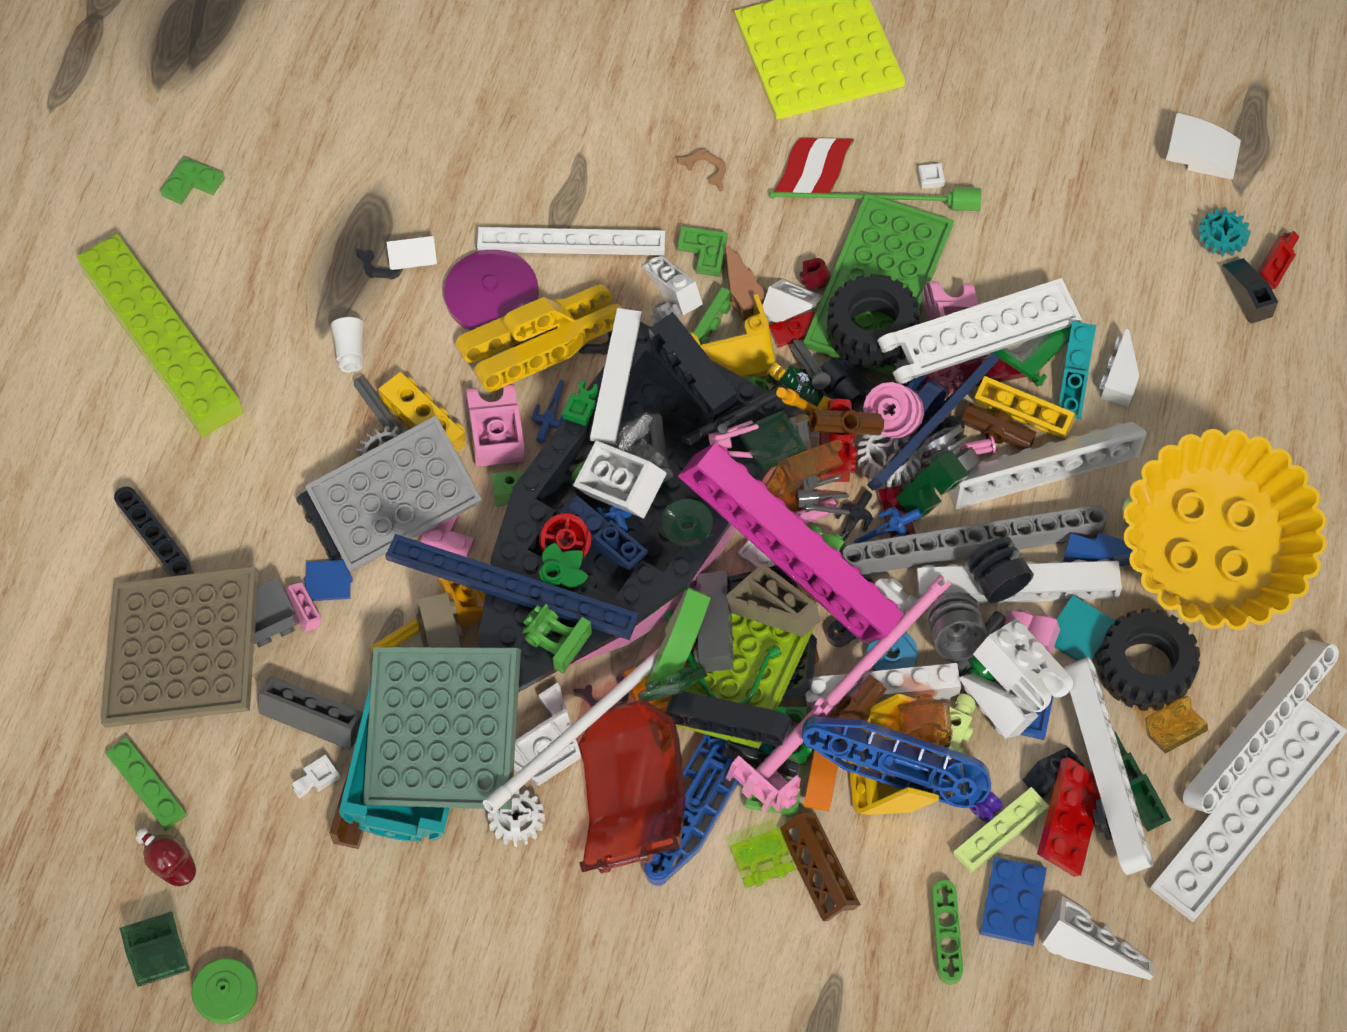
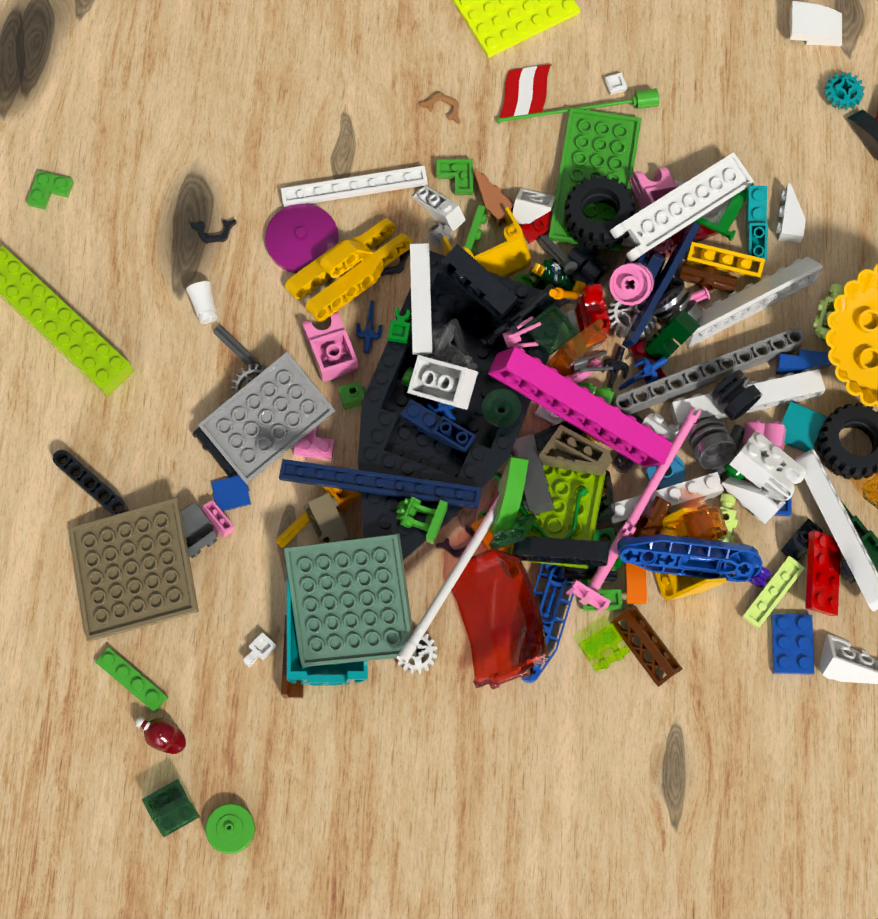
camera: 10 degrees left, 10 degrees up
(310, 712) = (244, 602): dark grey brick -> none
(401, 388) = (253, 329): yellow brick -> none
(412, 253) = (234, 219): white panel -> none
(541, 736) = (426, 585): white wing -> none
(564, 565) = (416, 459): green plate -> none
(567, 532) = (410, 437): red cylinder -> none
(787, 791) = (612, 595): bright pink bracket -> none
(815, 274) = (545, 180): dark red plate -> none
(833, 422) = (593, 303): reddish brown piece -> none
(947, 931) = (747, 677): bright green beam -> none

